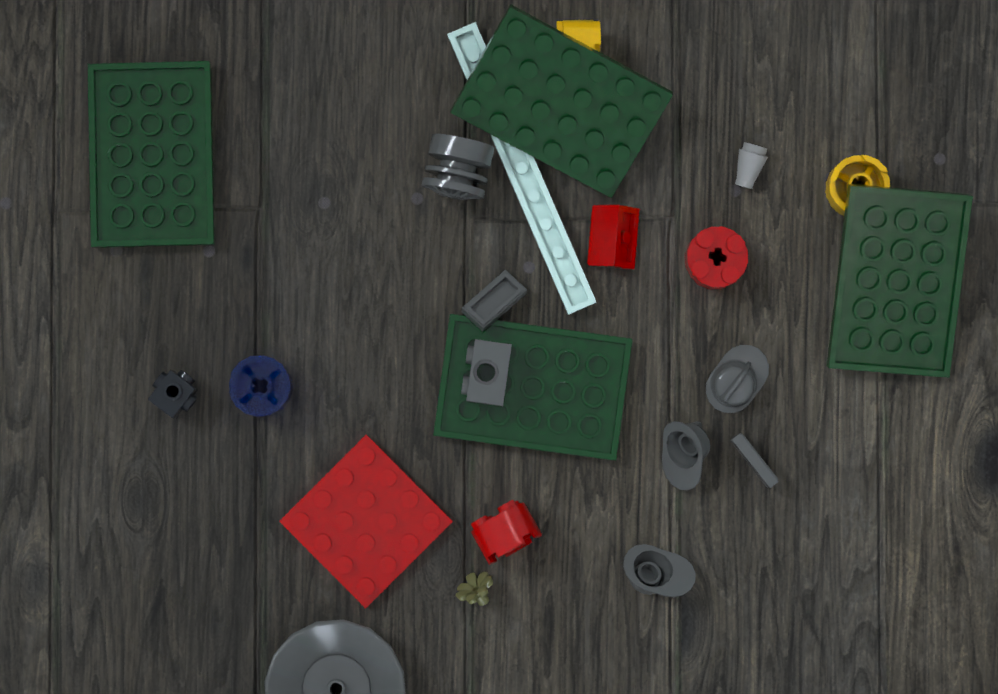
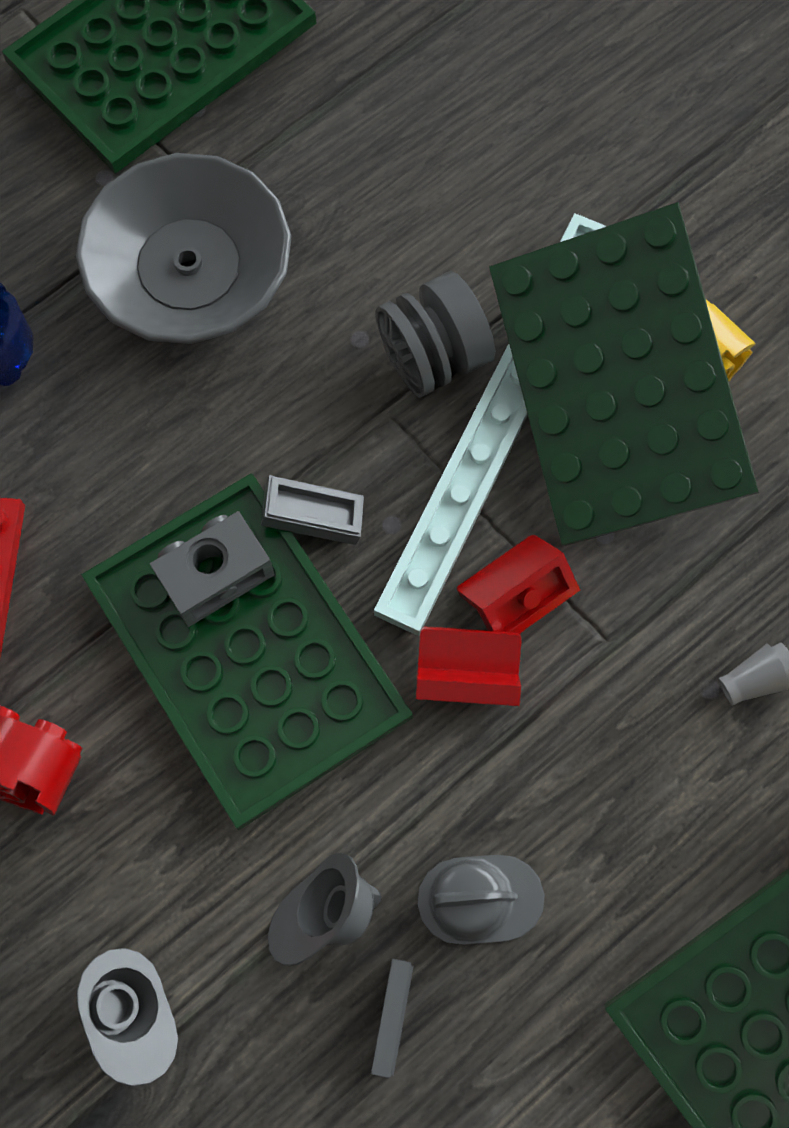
camera: 50 degrees right, 15 degrees down
(270, 242) = (174, 214): none -> dark grey dish
(632, 294) = (469, 666): none -> red panel
(729, 245) = (628, 708): red brick -> none

